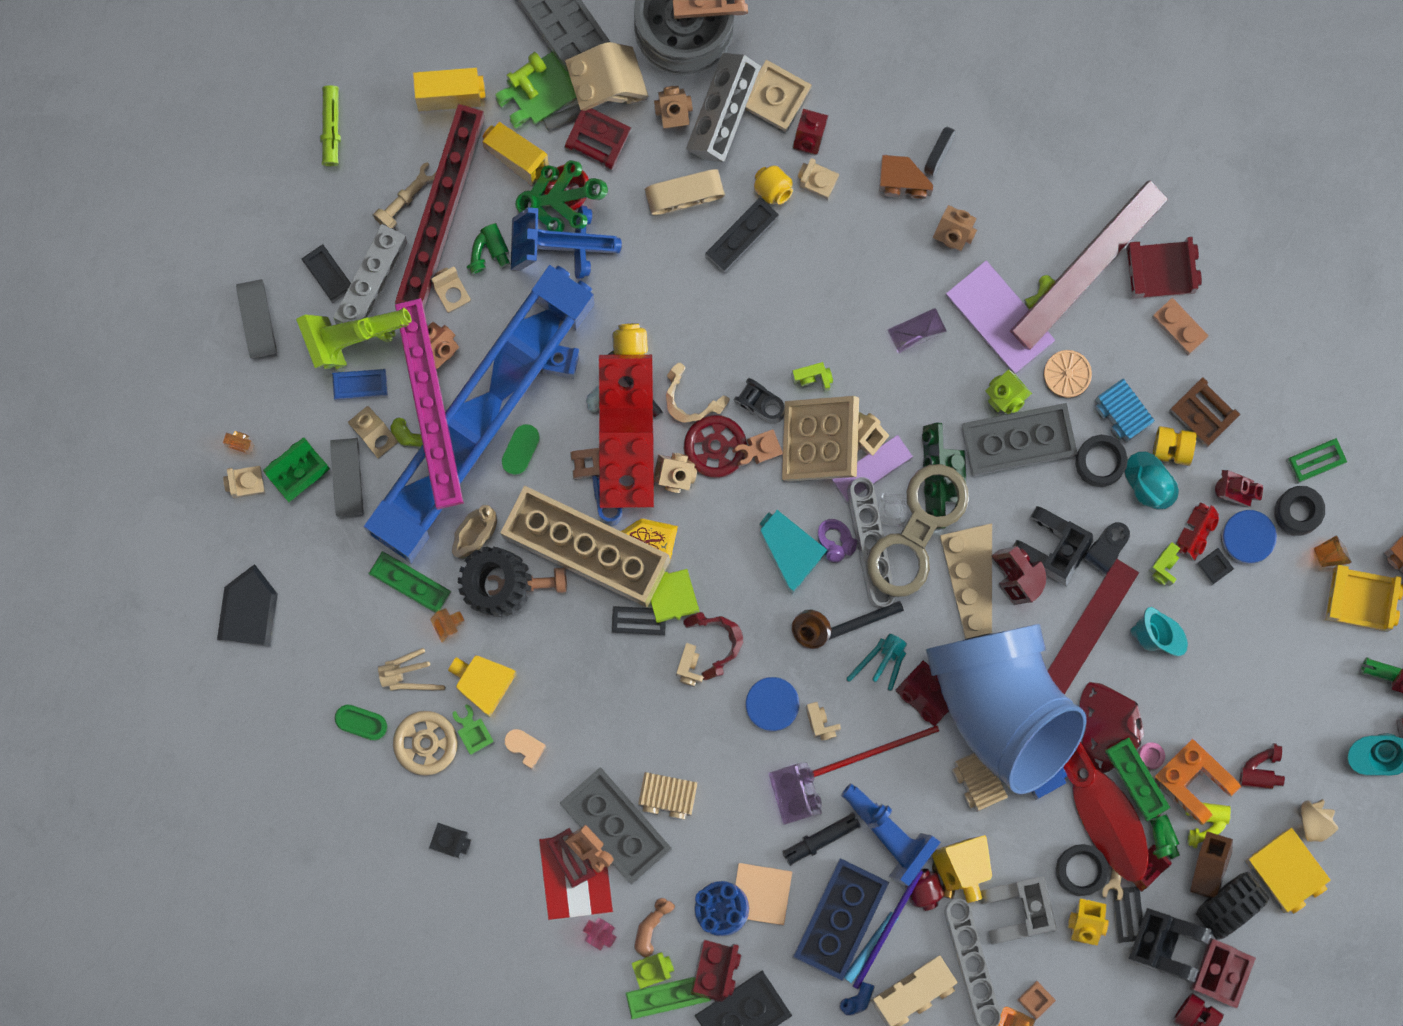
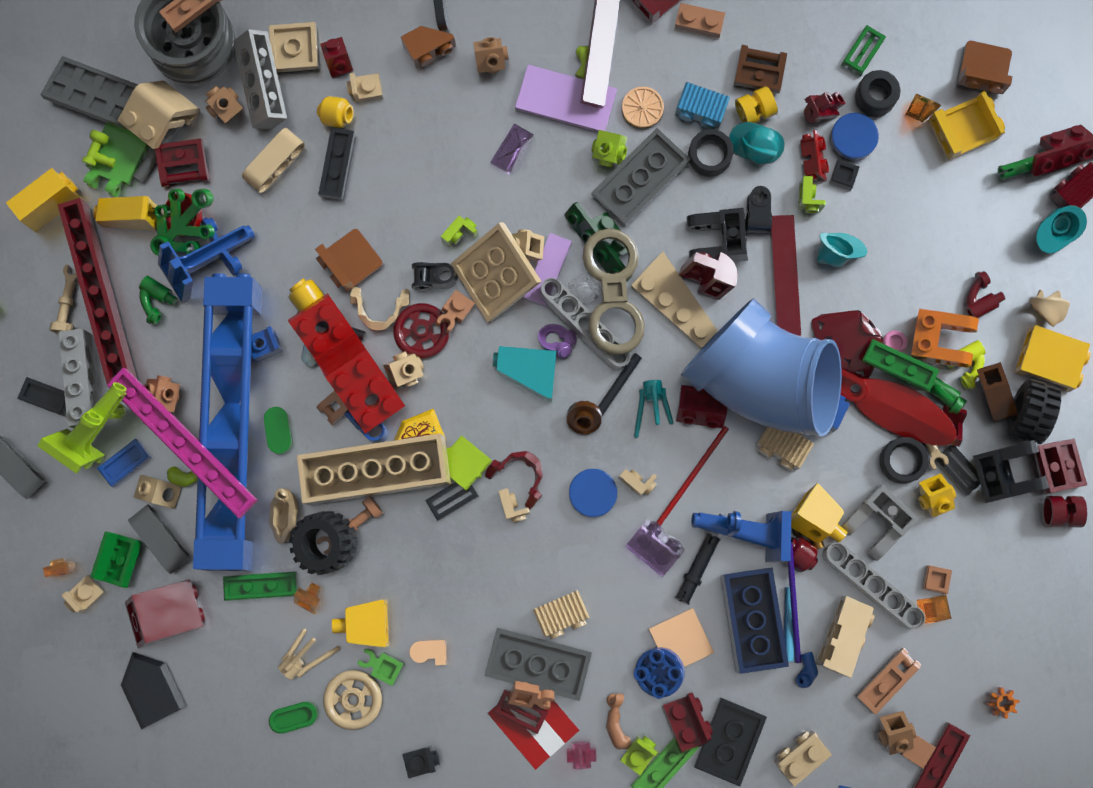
camera: 25 degrees left, 0 degrees up
(307, 548) = (164, 613): none -> slope
(445, 280) = (137, 342): tan bracket -> none
(693, 334) = (349, 260): none -> dark orange bracket

